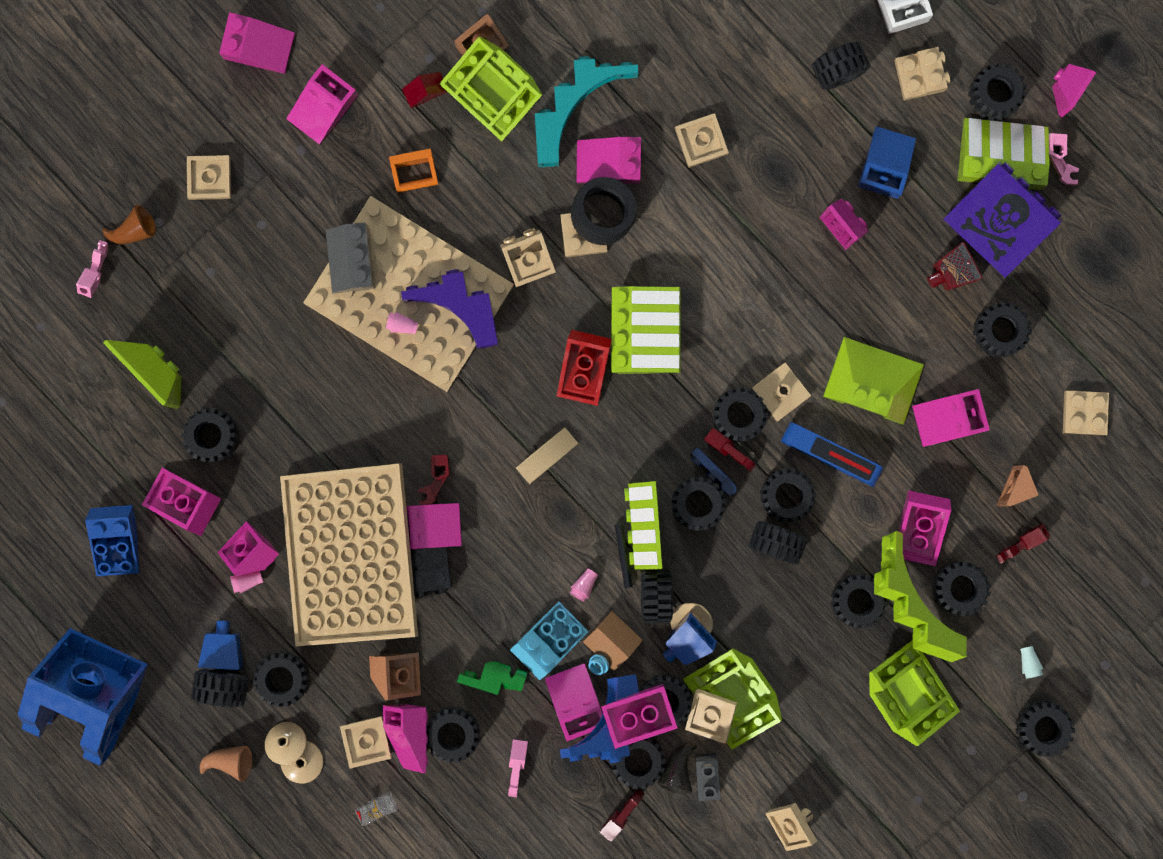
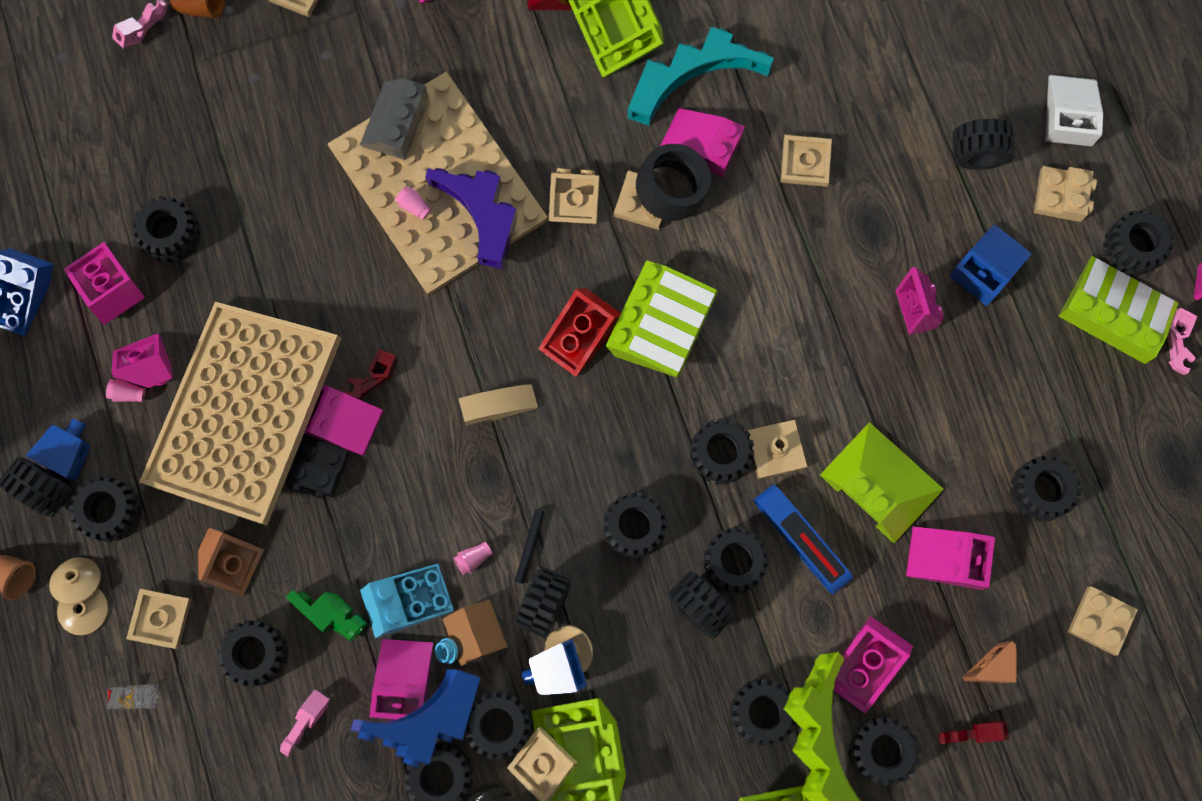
camera: 25 degrees right, 10 degrees down
(150, 369) = (139, 137): lime slope -> none
(407, 733) = (204, 628): dark pink slope -> none
(411, 159) = (505, 54): orange tile -> none
(639, 716) = (459, 724): dark pink slope -> none
(644, 525) = (566, 520): slope -> none
(714, 472) = (667, 500): dark blue hinge -> none
(725, 446) = (691, 478): dark red piece -> none
(955, 270) = (1019, 404): torso -> none
(1003, 218) = (1094, 369): dark purple panel -> none

